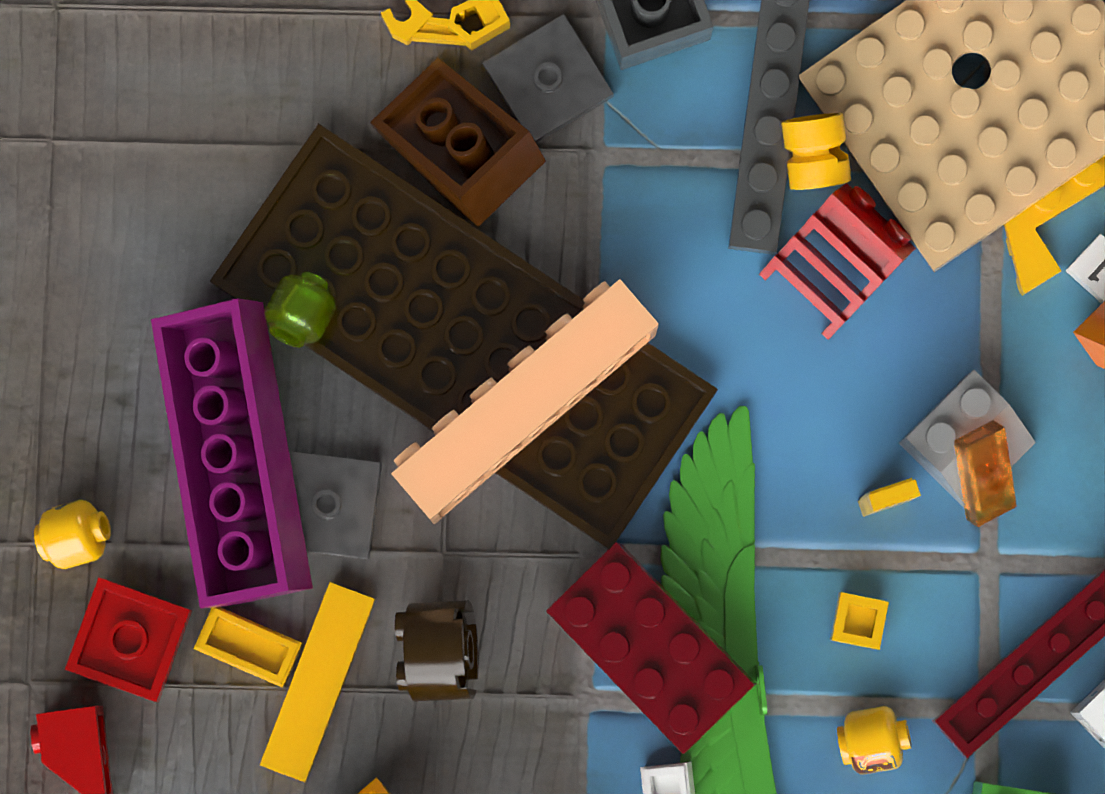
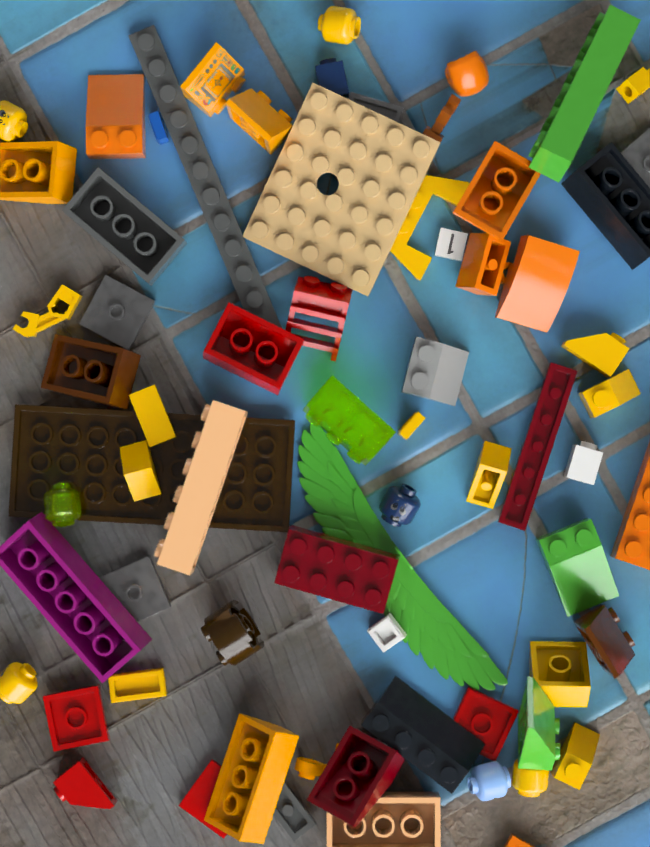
camera: 25 degrees left, 5 degrees up
(317, 682) = (182, 682): yellow tile -> none
(444, 328) = (139, 470): none -> yellow slope
(511, 257) = (152, 415): none -> yellow tile
(718, 246) = (253, 348): none -> red slope
(798, 435) = (348, 421): none -> clear neon green slope
(800, 608) = (399, 505): none -> dark blue head
(816, 151) = (273, 270): yellow wheel -> none
(859, 621) = (432, 494): yellow plate -> none
(873, 740) = (473, 549): yellow head -> none
(961, 642) = (489, 474): none -> yellow slope
(985, 473) = (452, 384): clear orange plate -> none

